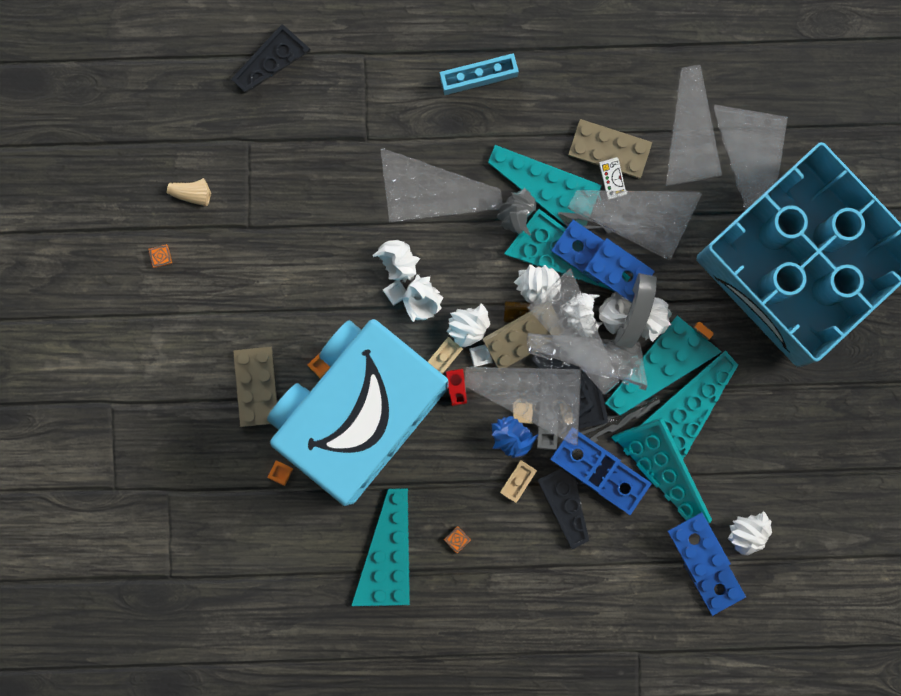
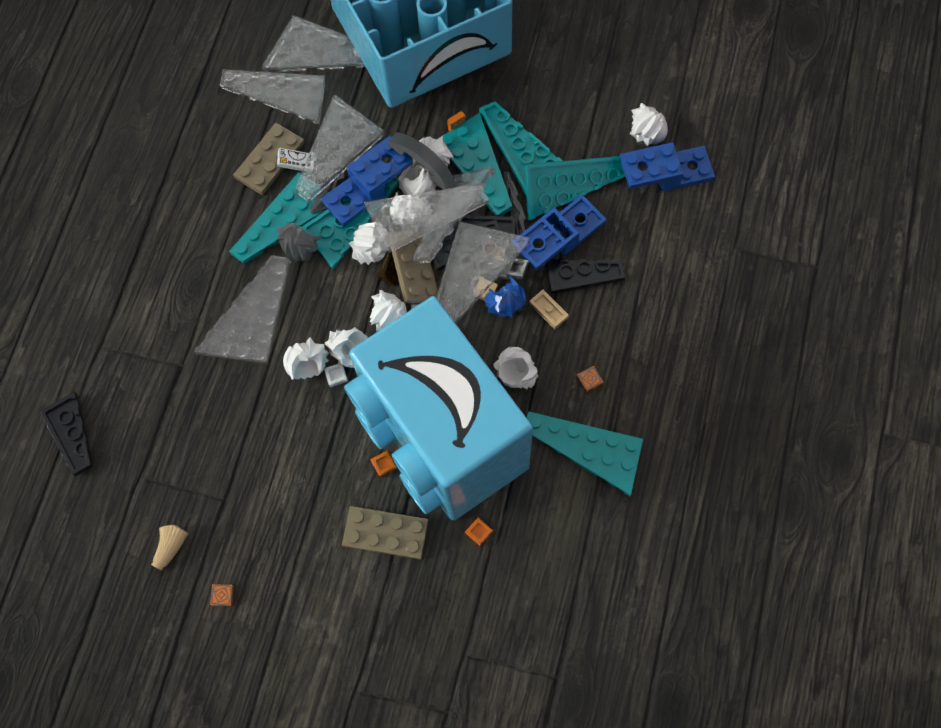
camera: 70 degrees left, 15 degrees down
(444, 466) = (516, 368): none -> white hair
(479, 74) = (158, 246): medium azure brick -> none

